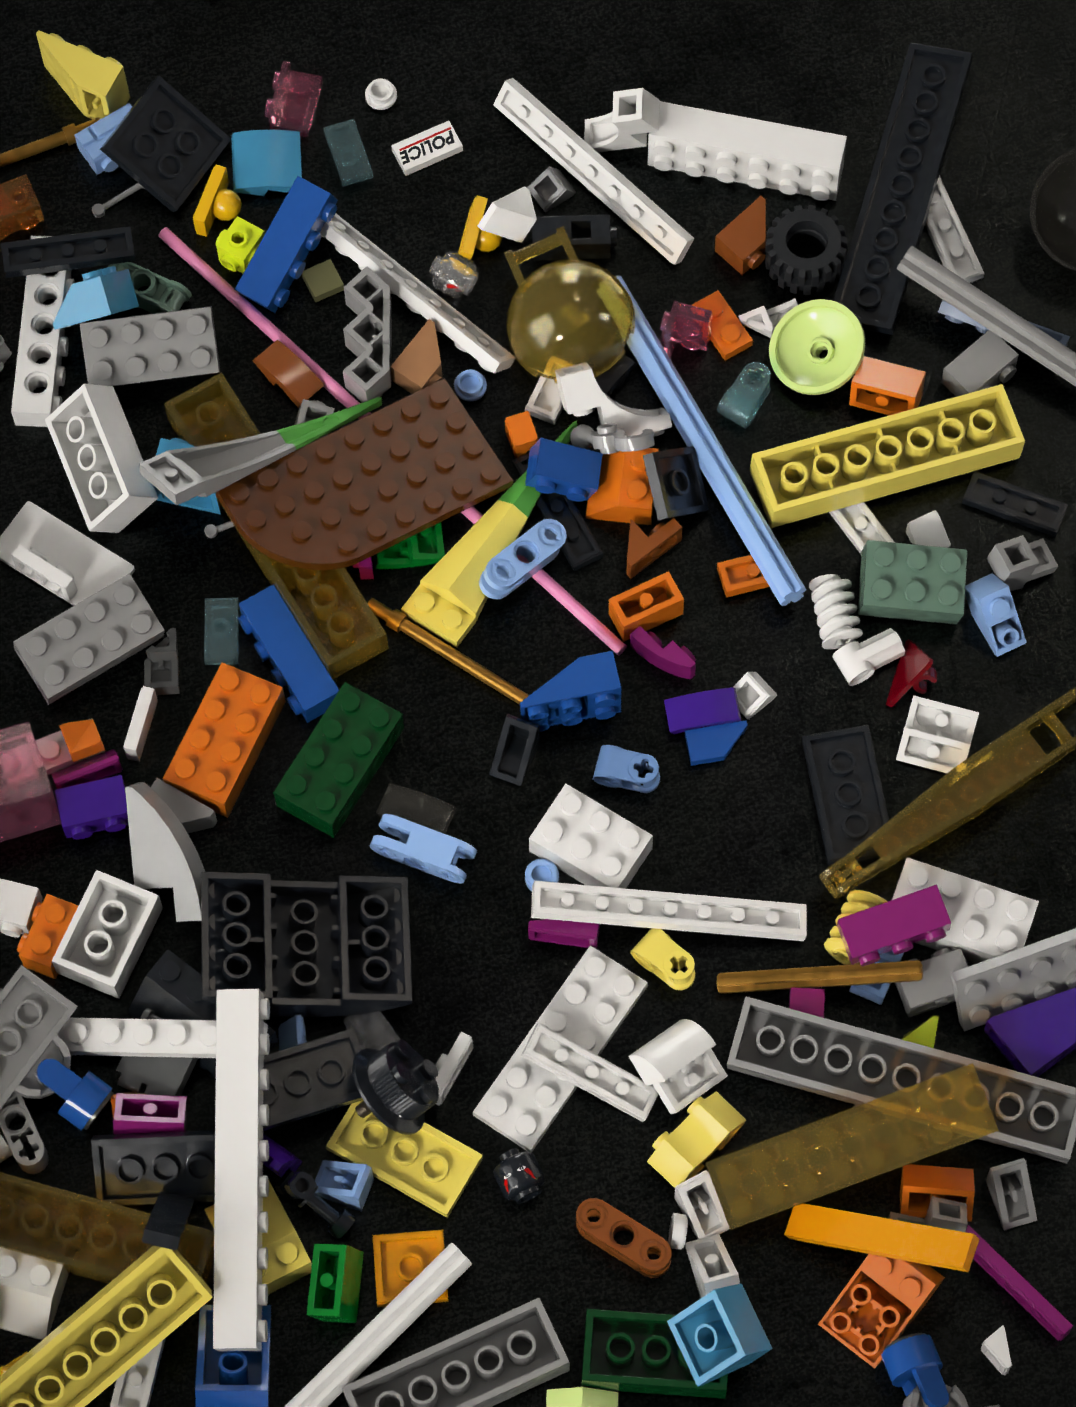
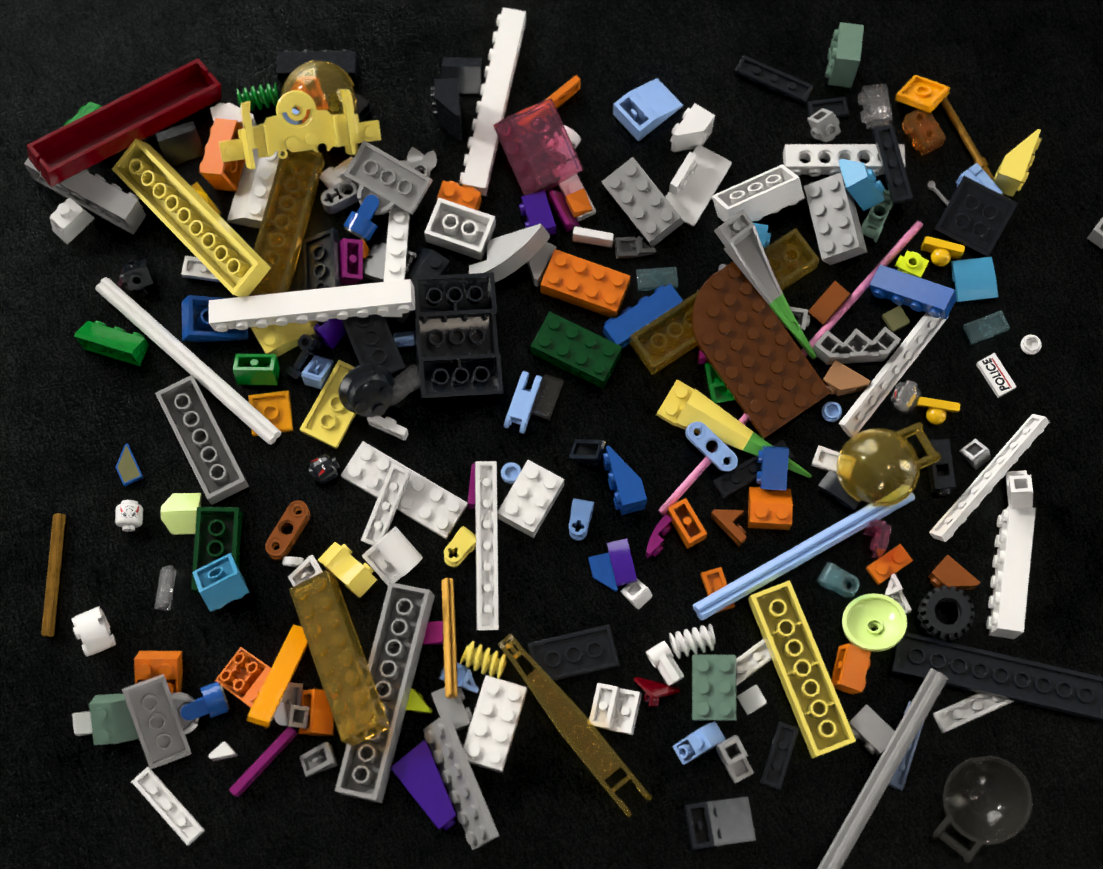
camera: 85 degrees right, 5 degrees up
(168, 1221) = (280, 269): black tile -> none
(293, 100) = (1020, 291): clear pink bracket -> none
(399, 622) = (669, 379): pearl gold bar -> none
(510, 216) = (947, 425): white slope -> none
(520, 433) = (799, 441): orange slope -> none
(582, 393) = (812, 501): white arch -> none
(610, 439) = (794, 493): light grey piece -> none
(676, 483) = (769, 536): black plate -> none
(711, 1264) = (267, 583): white slope -> none
(894, 926) = (476, 678): magenta brick -> none

